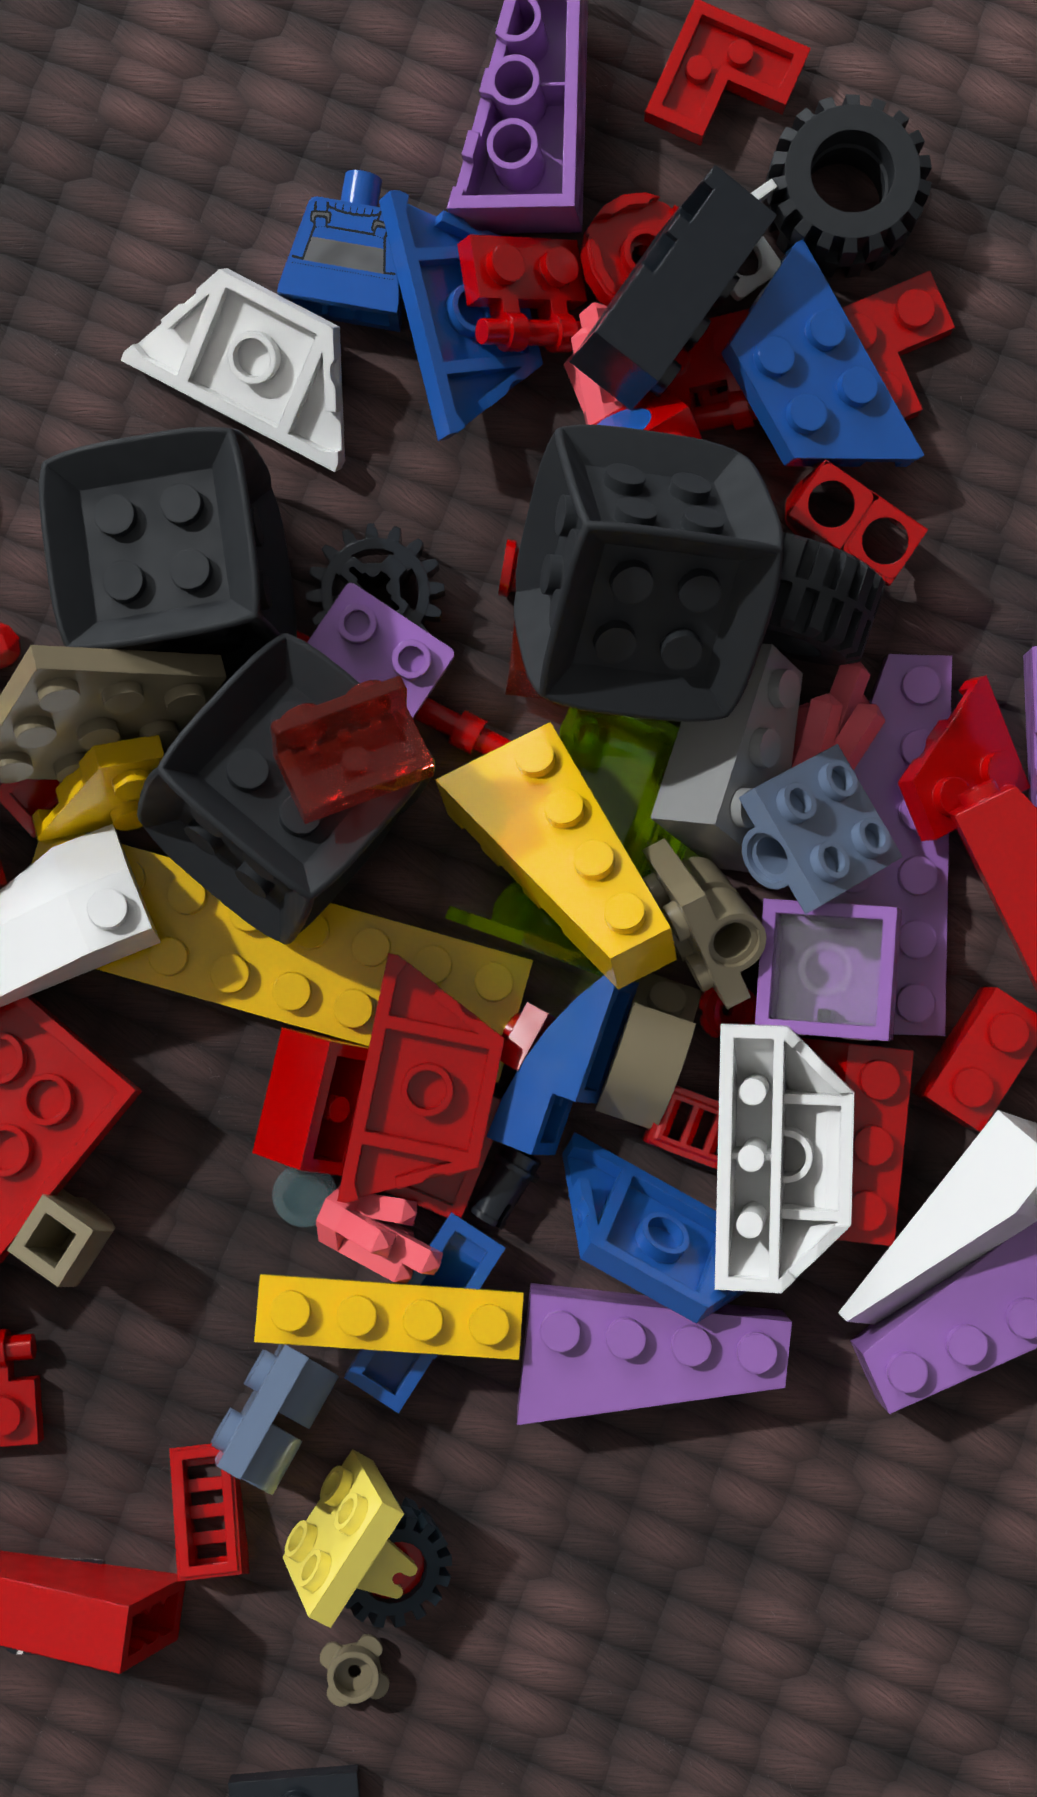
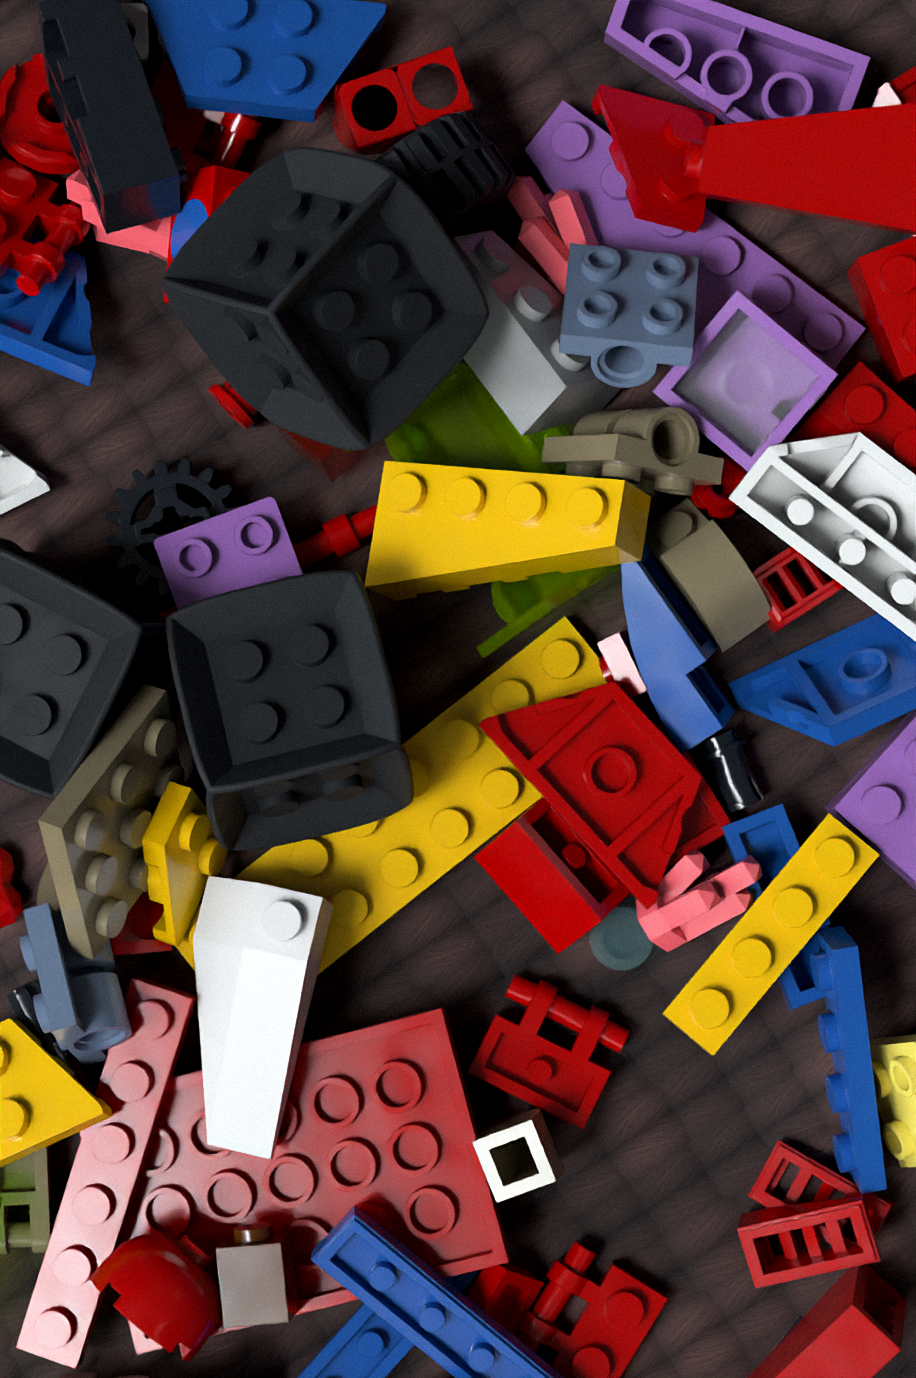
camera: 55 degrees left, 0 degrees up
(136, 1527) = (774, 1269): none -> red slope
(150, 1202) = (539, 1069): none -> red plate
(248, 1440) = (761, 1062): sand blue plate -> none
(350, 748) = (302, 629): clear red bracket -> none
(351, 1438) = (846, 1035): none -> blue plate

